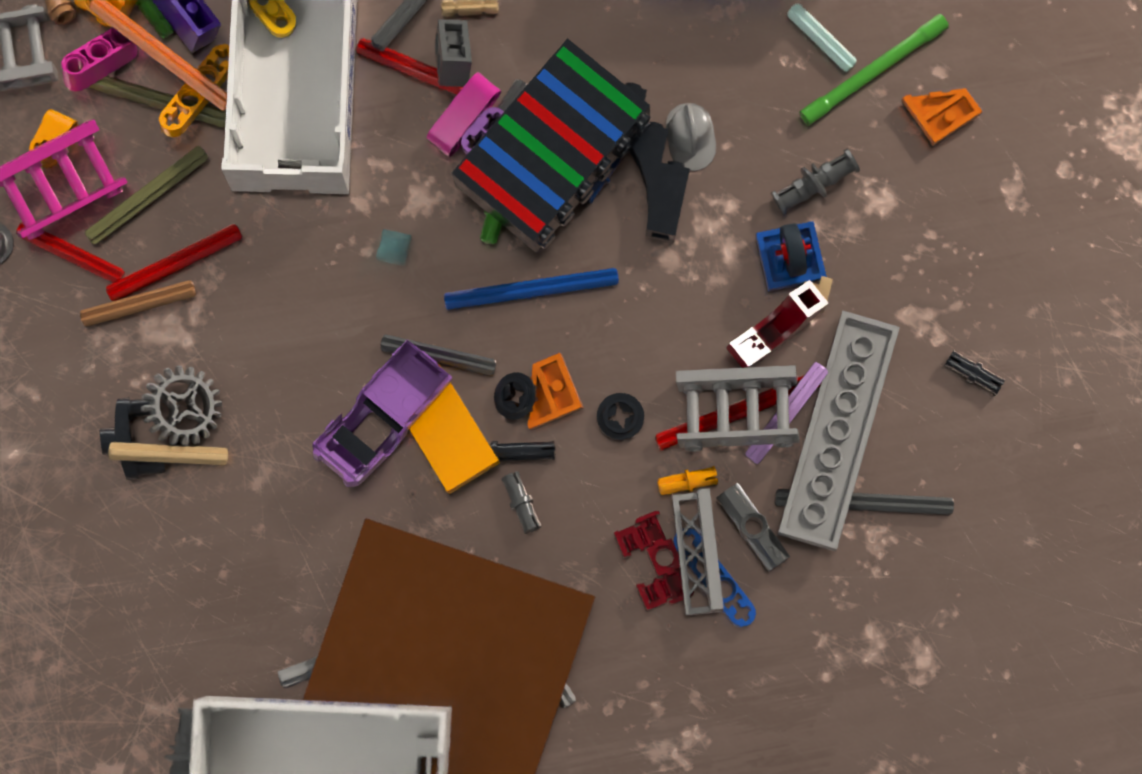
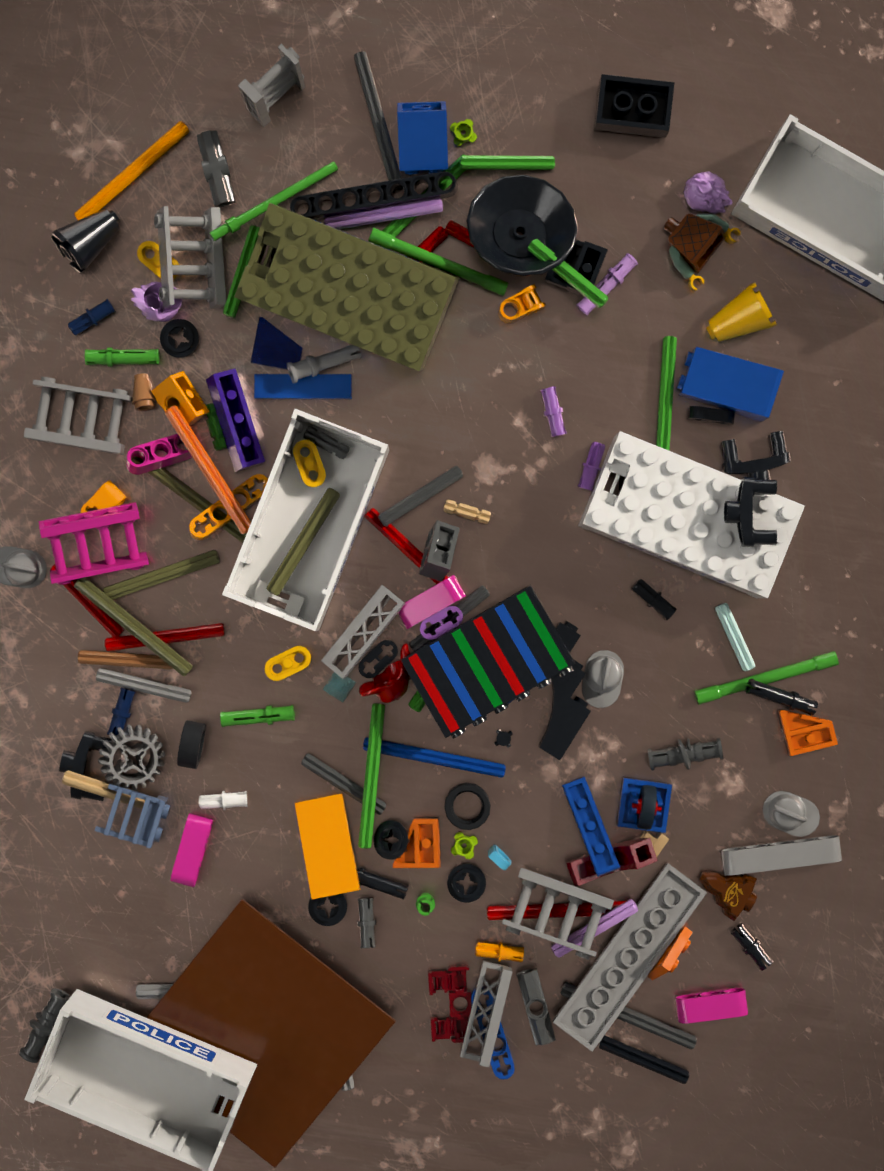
camera: 20 degrees right, 10 degrees up
(133, 258) = (133, 626): none -> olive axle
(152, 360) = (121, 711): none -> dark blue pin
(168, 325) = (143, 685): none -> light grey axle
(227, 470) = (149, 821): none -> sand blue plate
(245, 367) = (191, 744): none -> black tyre
(288, 491) = (191, 850): none -> dark pink beam
(295, 97) = (303, 541): none -> olive axle
(305, 421) = (223, 800): none -> white axle
(325, 241) = (288, 663): none -> yellow plate
(343, 297) = (265, 715): none -> bright green pin
(392, 171) = (359, 628): none -> light grey fence
(398, 396) = (300, 809): medium lavender piece -> none
(421, 198) = (382, 662): none -> black beam
(453, 218) = (391, 683): none -> red hair
(466, 330) = (371, 775): none -> bright green axle
(482, 505) = (320, 915): none -> black gear
(583, 457) = (425, 909): none -> bright green pin
(586, 306) = (464, 824): none -> black tyre
(596, 369) = (460, 839): none -> lime plate
(602, 240) = (503, 738): none -> black piece
(648, 373) = (499, 857): none -> medium azure tile
(714, 27) = (654, 599): none -> black axle
(739, 298) = (591, 827): none -> blue tile
(885, 415) = (668, 960): none -> orange wing
(901, 545) = (644, 1059): none -> black axle
(908, 82) = (789, 699): none -> black pin
(926, 318) = (731, 892): none -> reddish brown rock
(955, 454) = (711, 1005): none -> dark pink beam
(961, 210) = (791, 813): none -> light grey piece
(967, 256) = (781, 855): none -> light grey beam

